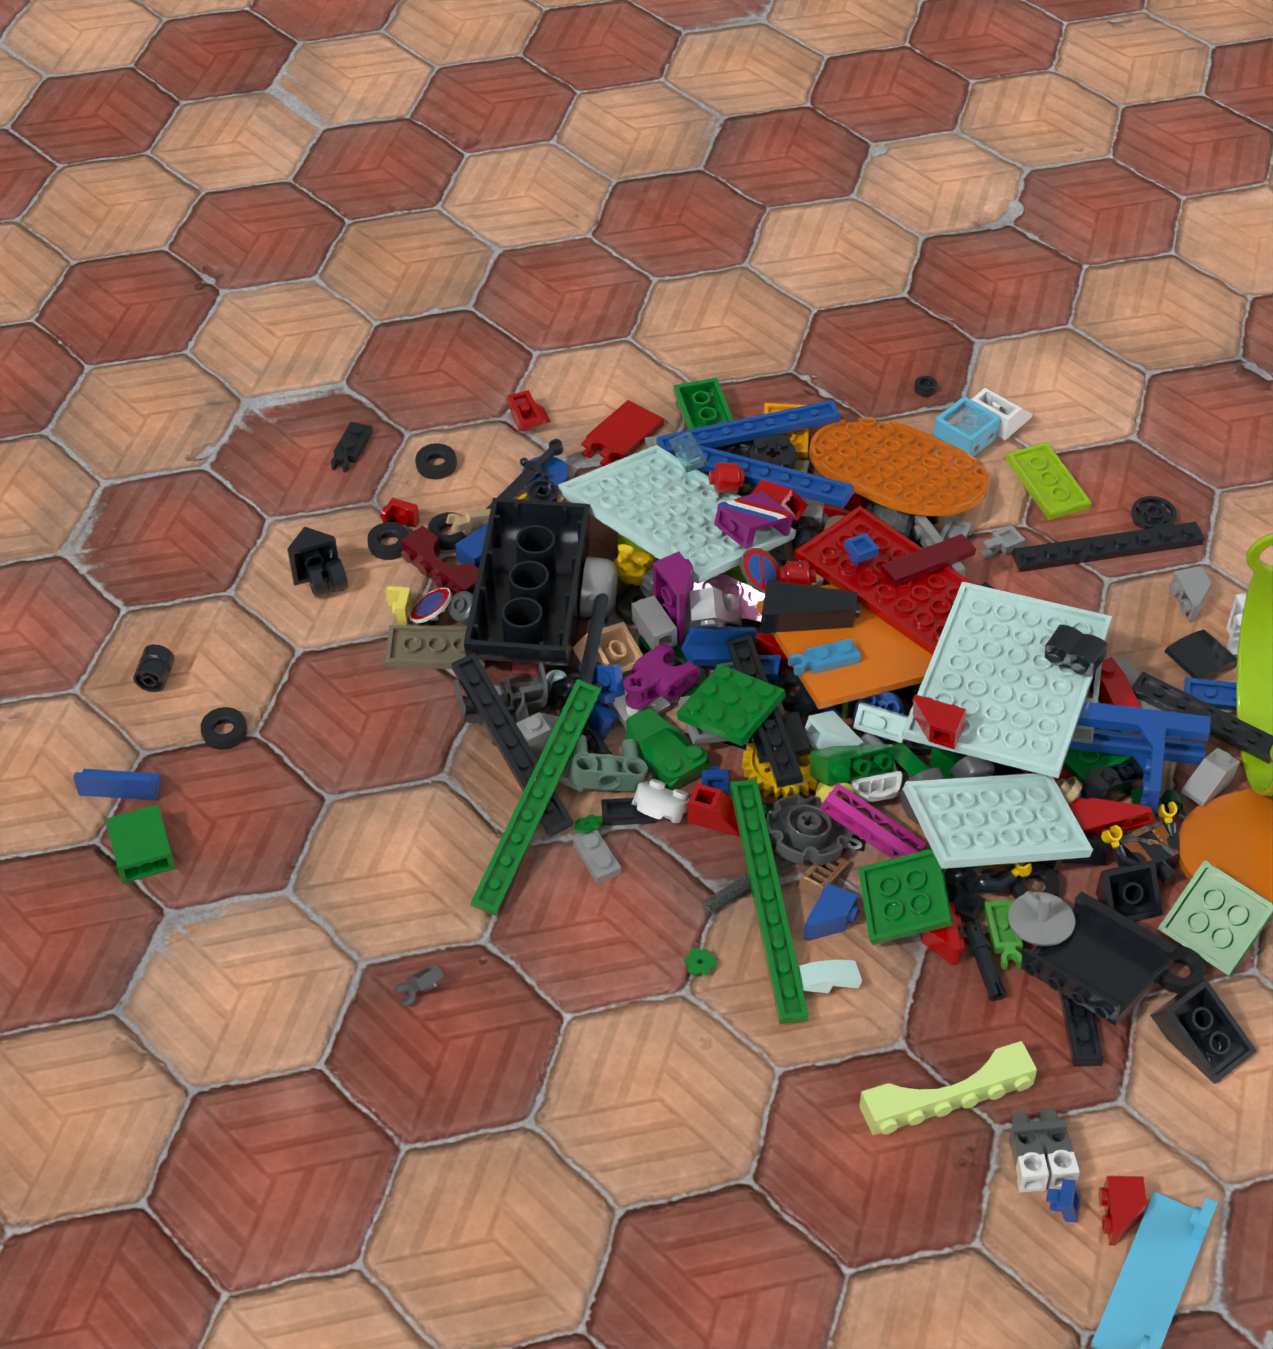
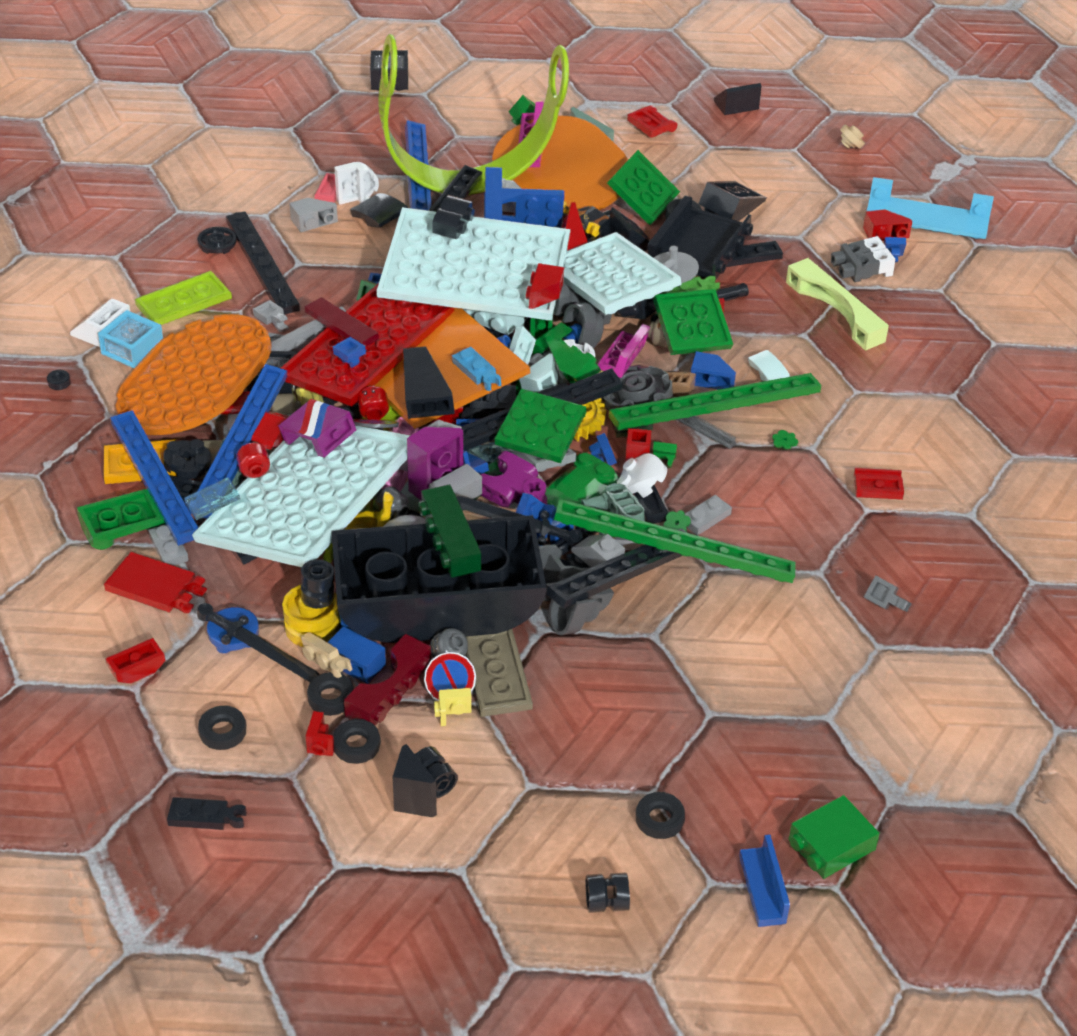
camera: 105 degrees left, 5 degrees down
(551, 576) = (450, 531): none -> dark green brick
(597, 1032) = (878, 483): none -> red plate
(699, 835) = (665, 451): none -> green tile

